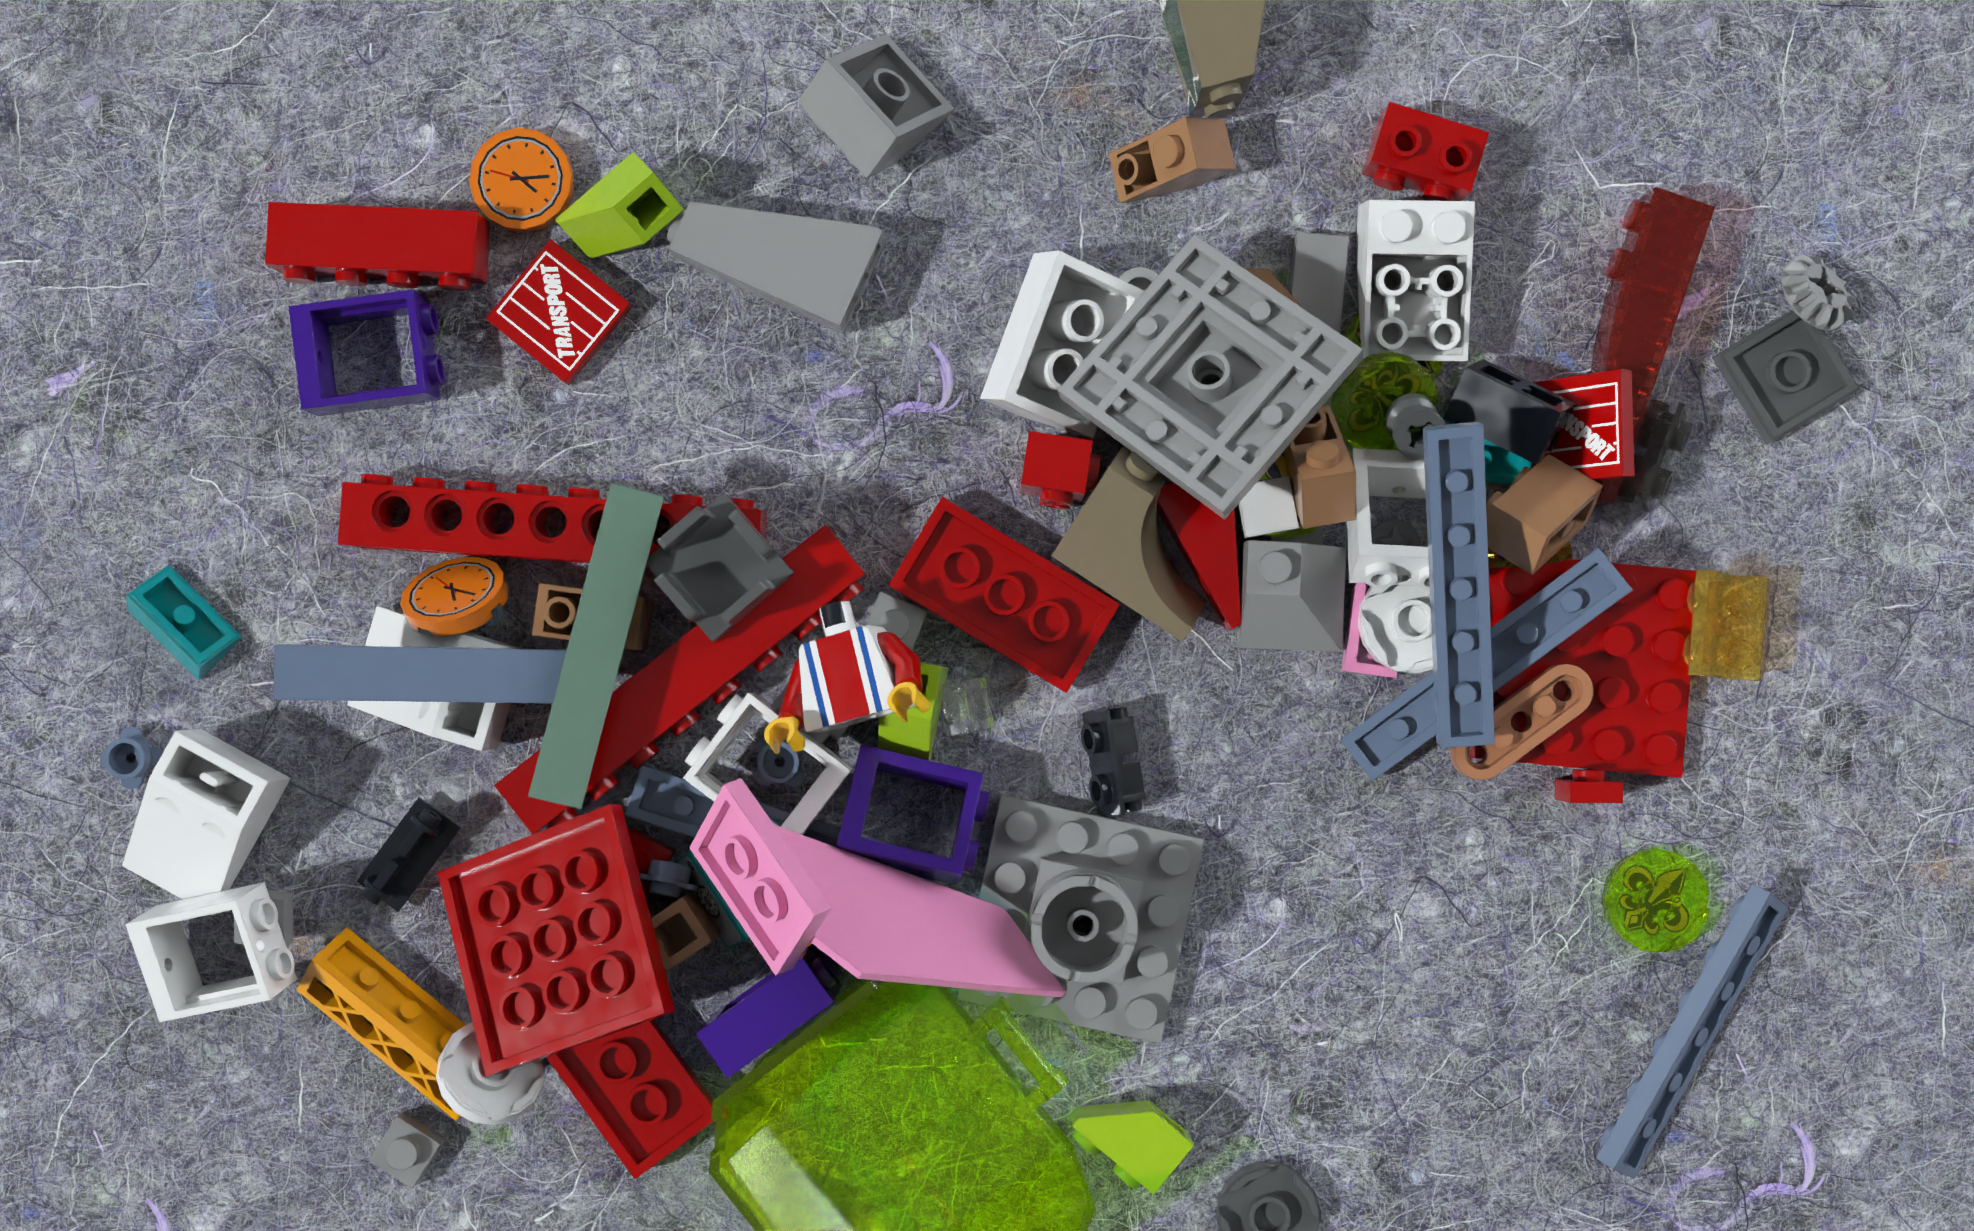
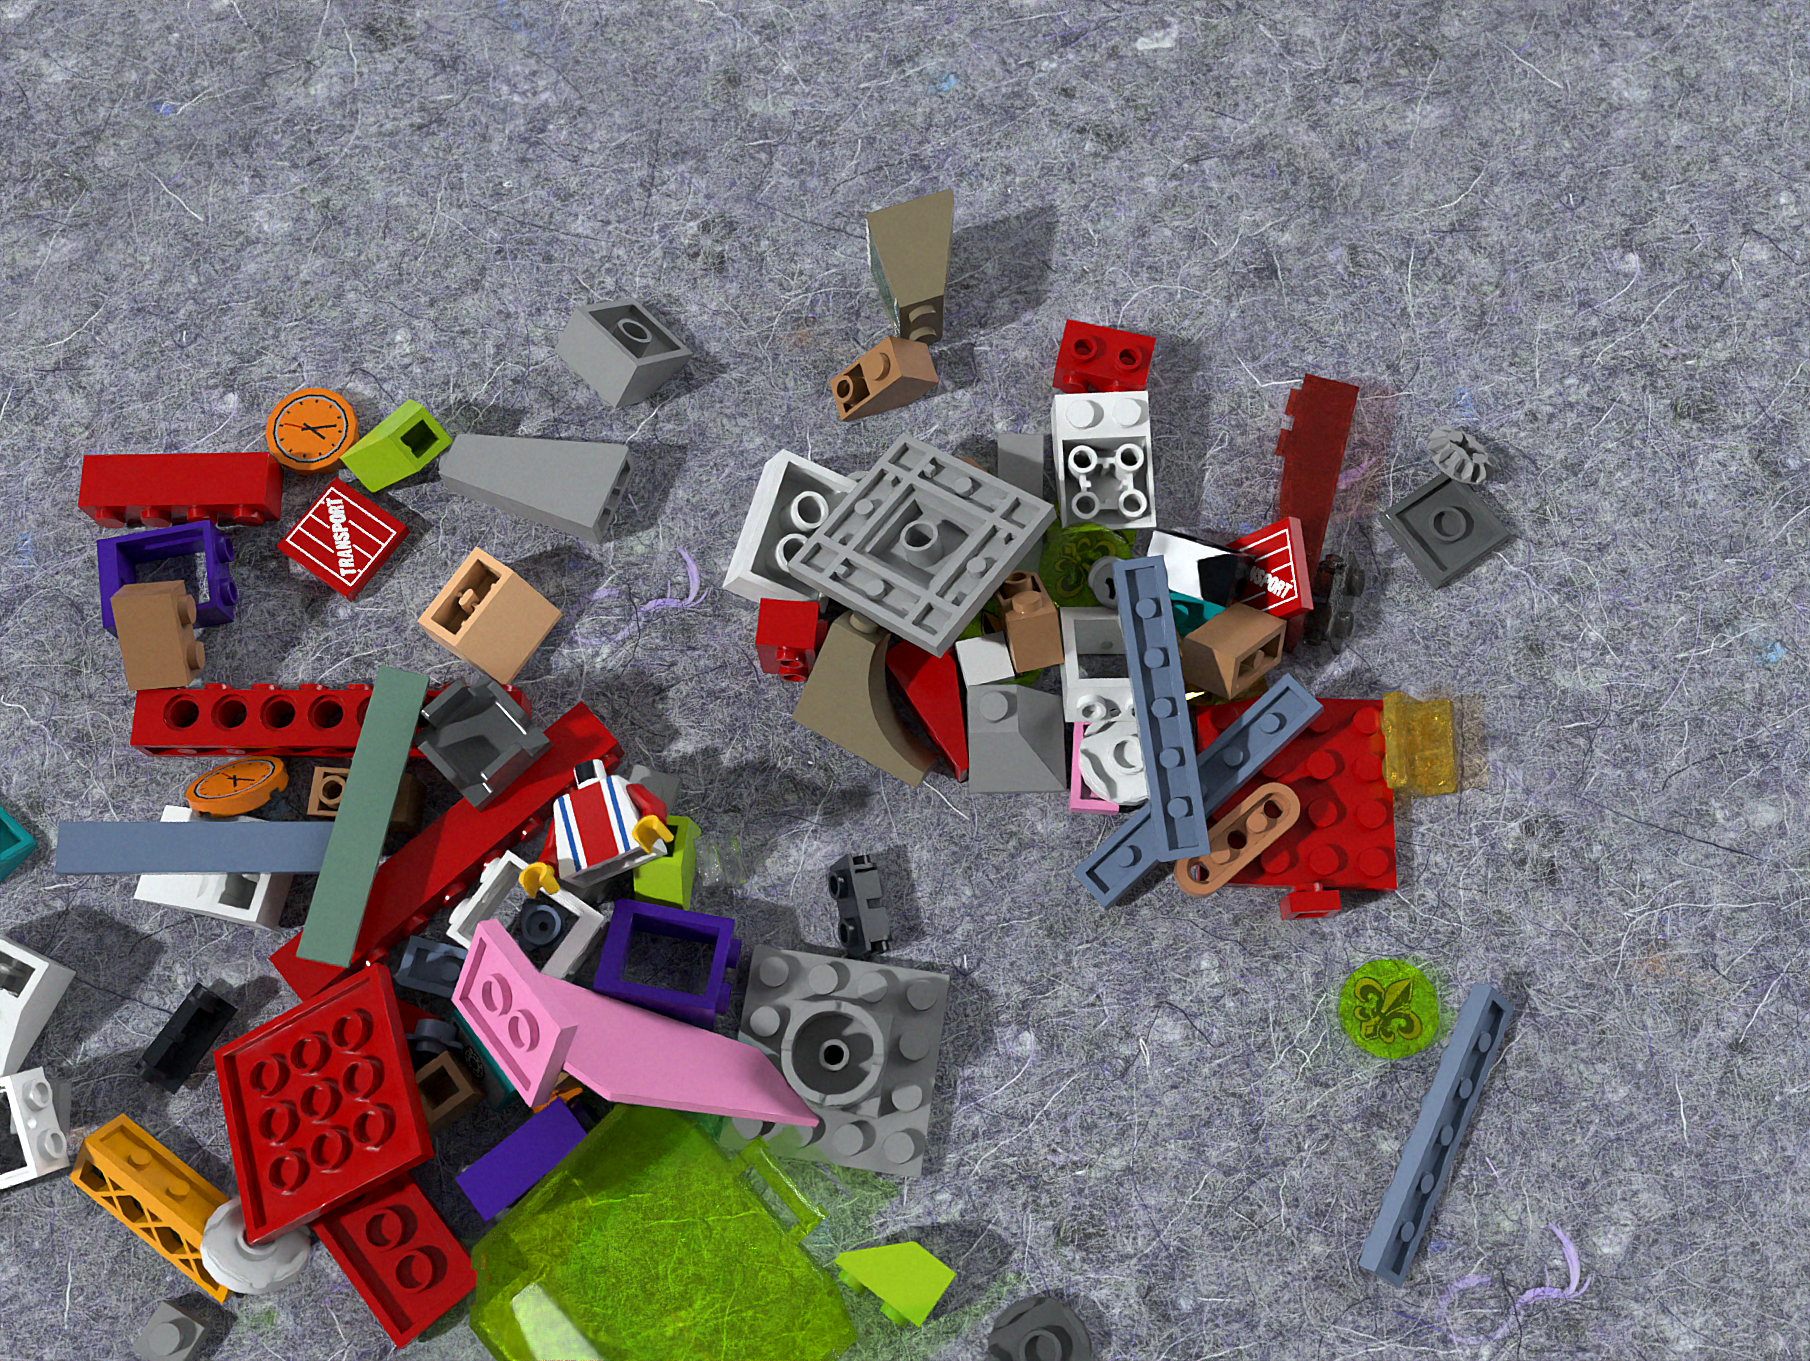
camera: 10 degrees left, 15 degrees down
(363, 424) = (157, 635): none -> medium nougat brick
(725, 420) = (489, 617): none -> light nougat slope
(1004, 594) = (750, 760): red plate -> none

